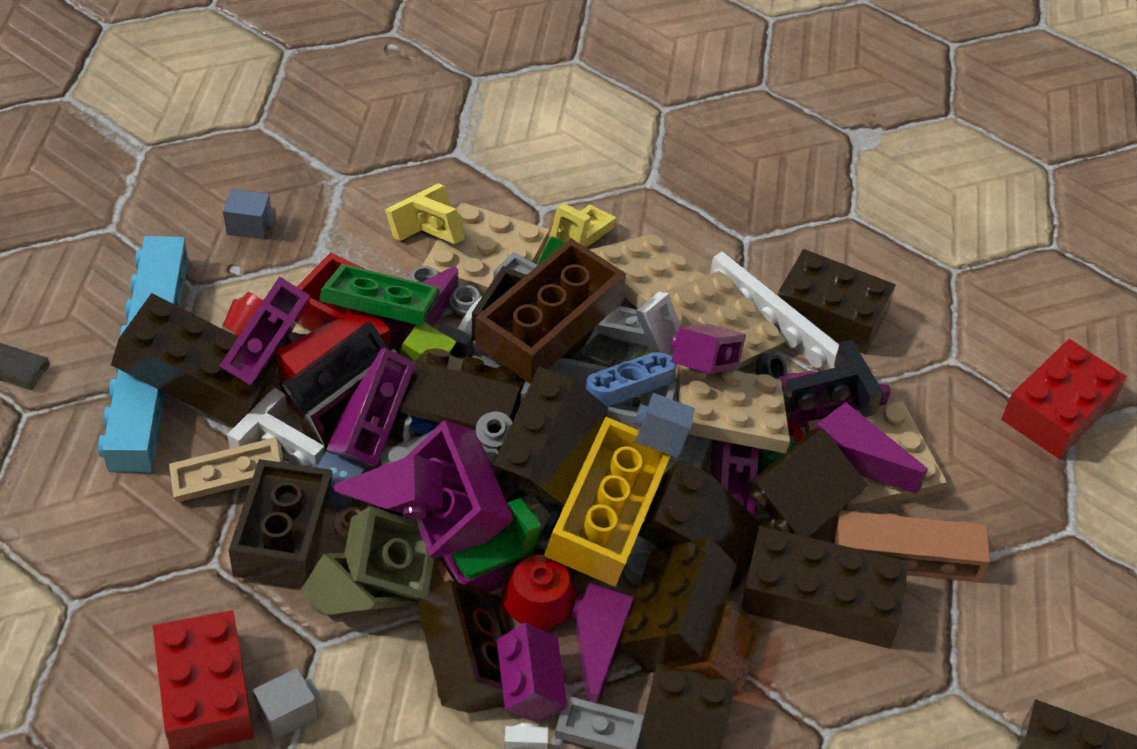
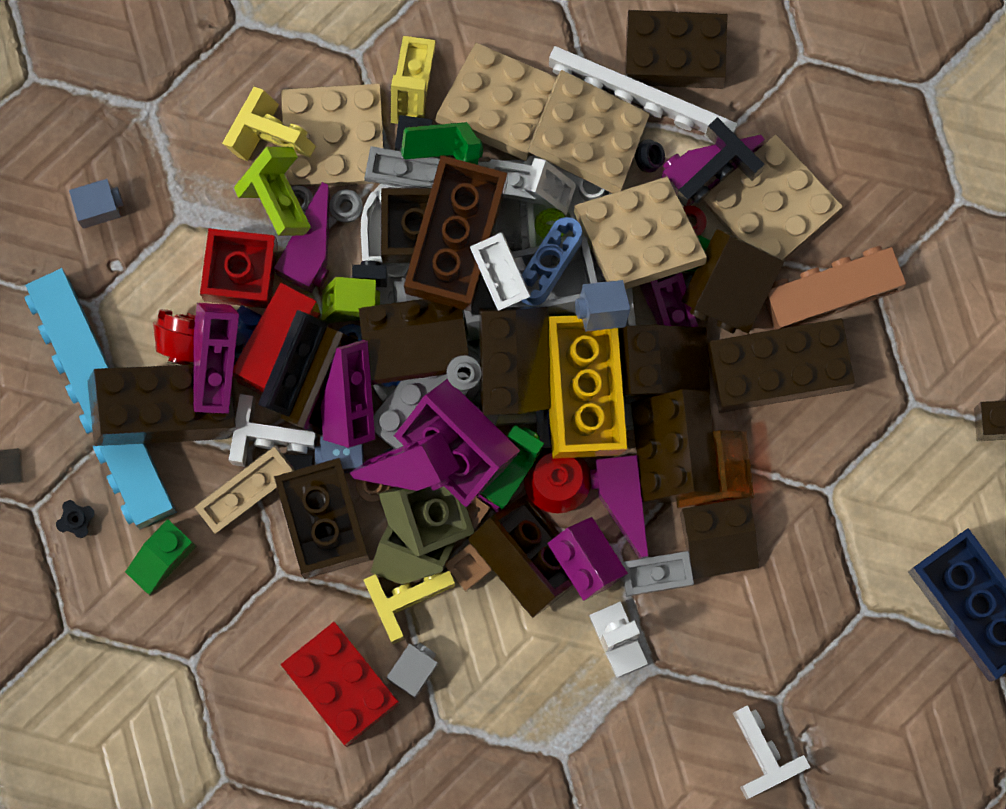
camera: 20 degrees left, 30 degrees up
(55, 433) = (84, 516): none -> black plate
(109, 492) = (159, 557): none -> green slope
(323, 632) = (403, 598): none -> light yellow bracket
(380, 294) = (286, 265): green tile -> none
(402, 634) = (468, 567): none -> medium nougat plate
(406, 244) = (268, 182): none -> lime bracket
(576, 340) = (501, 271): none -> white bracket
(707, 348) = (600, 195): magenta brick -> none
(872, 450) = (761, 217): magenta slope -> none
(1063, 398) = (914, 66): red brick -> none

